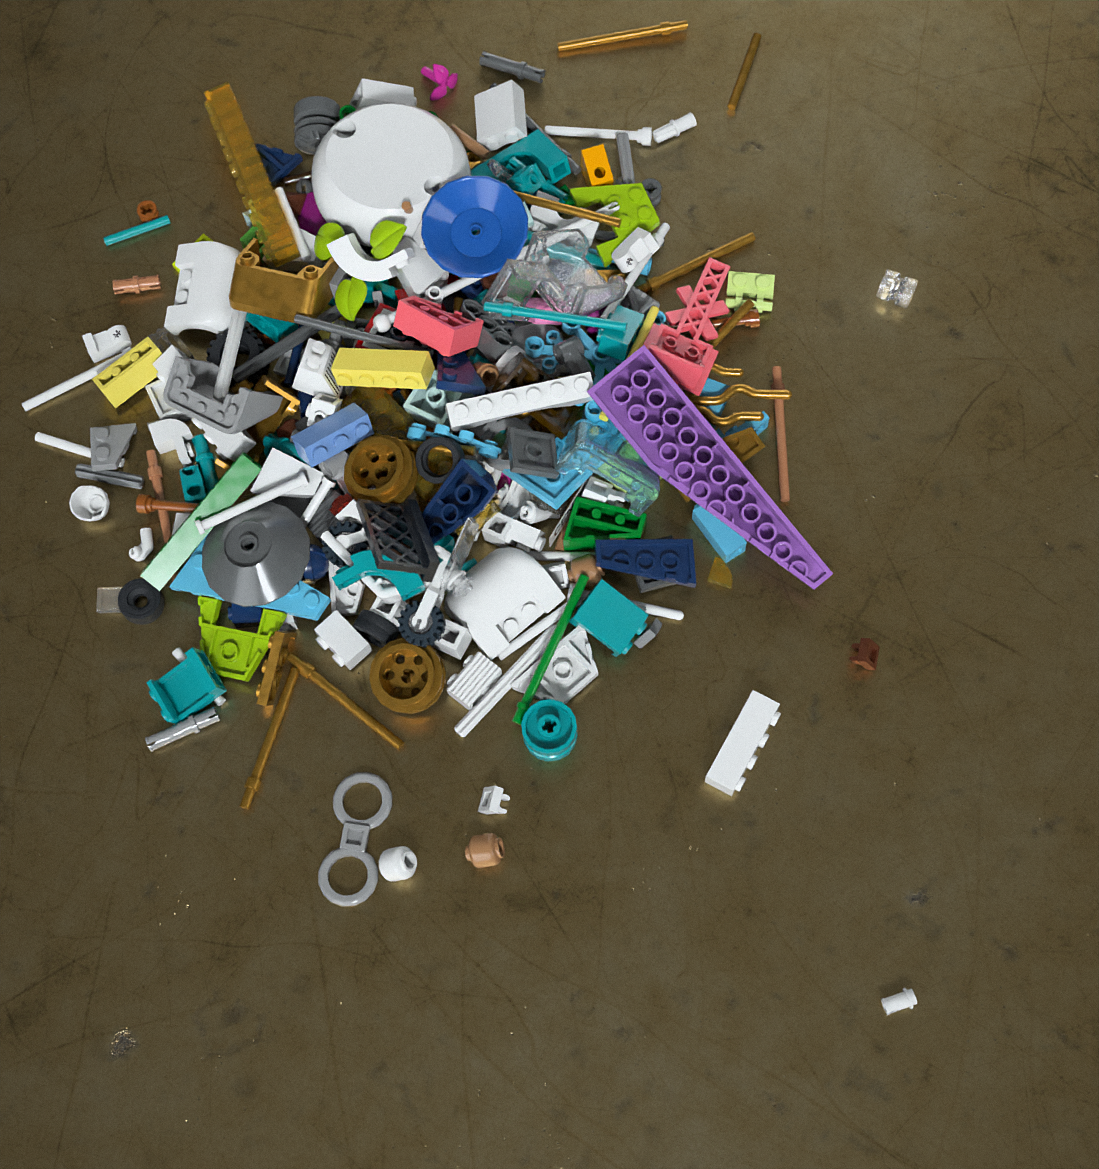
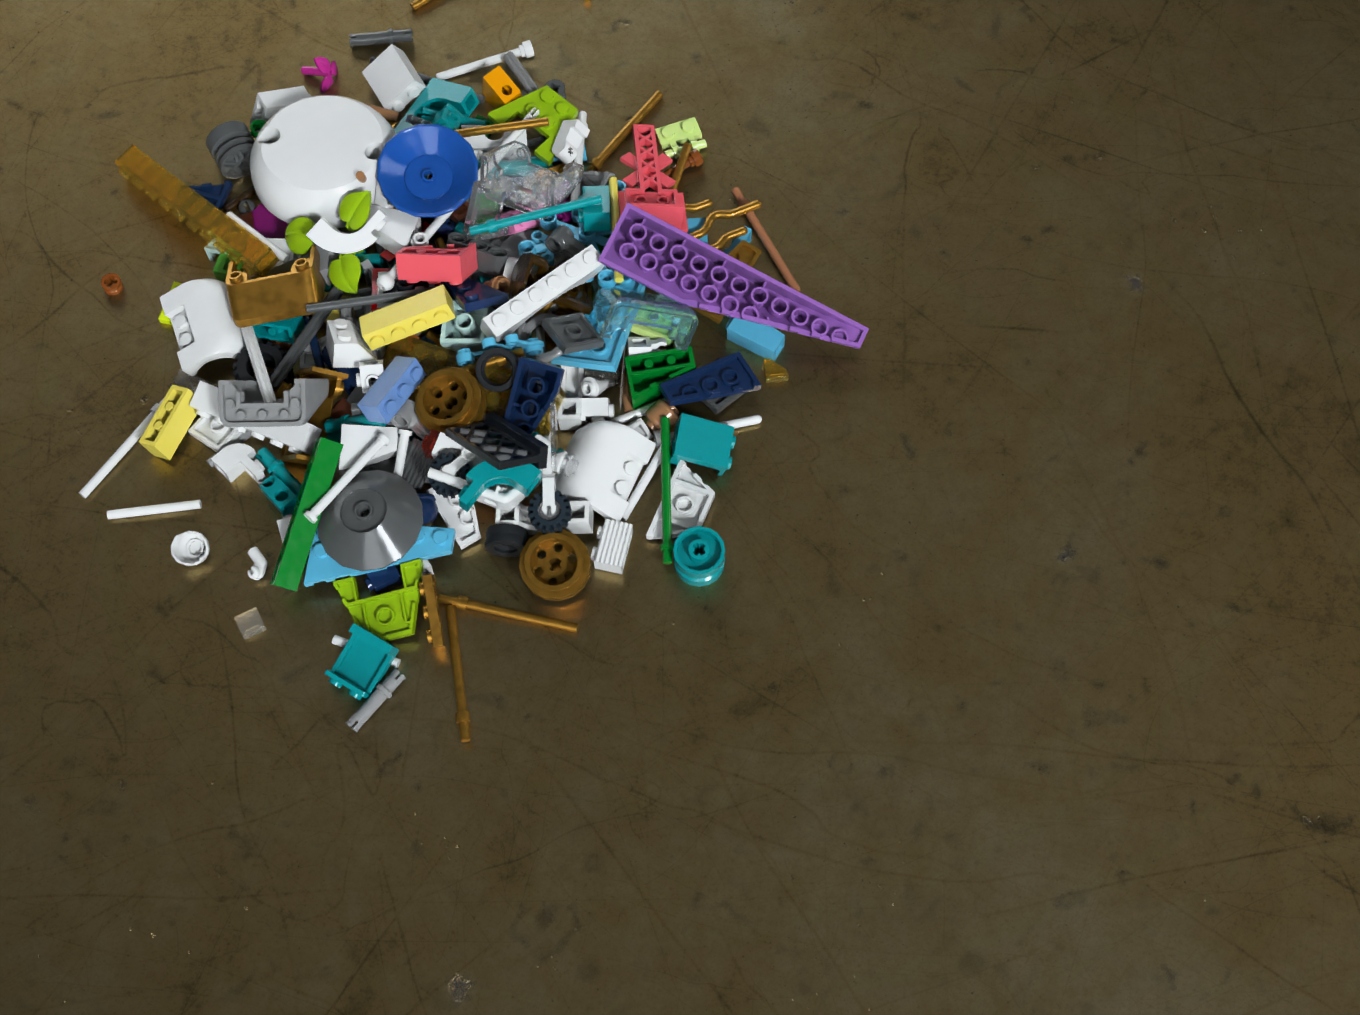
camera: 30 degrees left, 5 degrees down
(107, 342) = (133, 408): white leg -> none
(109, 445) = (181, 492): light grey wing -> none
(110, 476) = (194, 519): dark grey axle -> none
(136, 230) = (111, 302): teal bar -> none
(136, 284) = (134, 348): nougat pin -> none
(147, 613) = (277, 598): black tyre -> none
(148, 504) = (245, 525): dark orange piece -> none
(155, 474) = (237, 500): nougat bar -> none
(342, 640) = (481, 562): white brick -> none
(355, 839) = (577, 722): light grey bar -> none
(397, 863) = (626, 722): white head -> none
(485, 850) = (695, 677): medium nougat head -> none
(491, 800) = (679, 635): white tile -> none
(503, 685) = (639, 538): white axle -> none
(648, 633) = (740, 444): dark grey tile -> none
(674, 127) = (548, 33): white axle -> none
(742, 743) = (864, 495): white brick -> none
(867, 653) = (928, 382): copper tile -> none
(897, 288) = (801, 86): clear wheel -> none
(899, 1001) = (1099, 635): white pin -> none

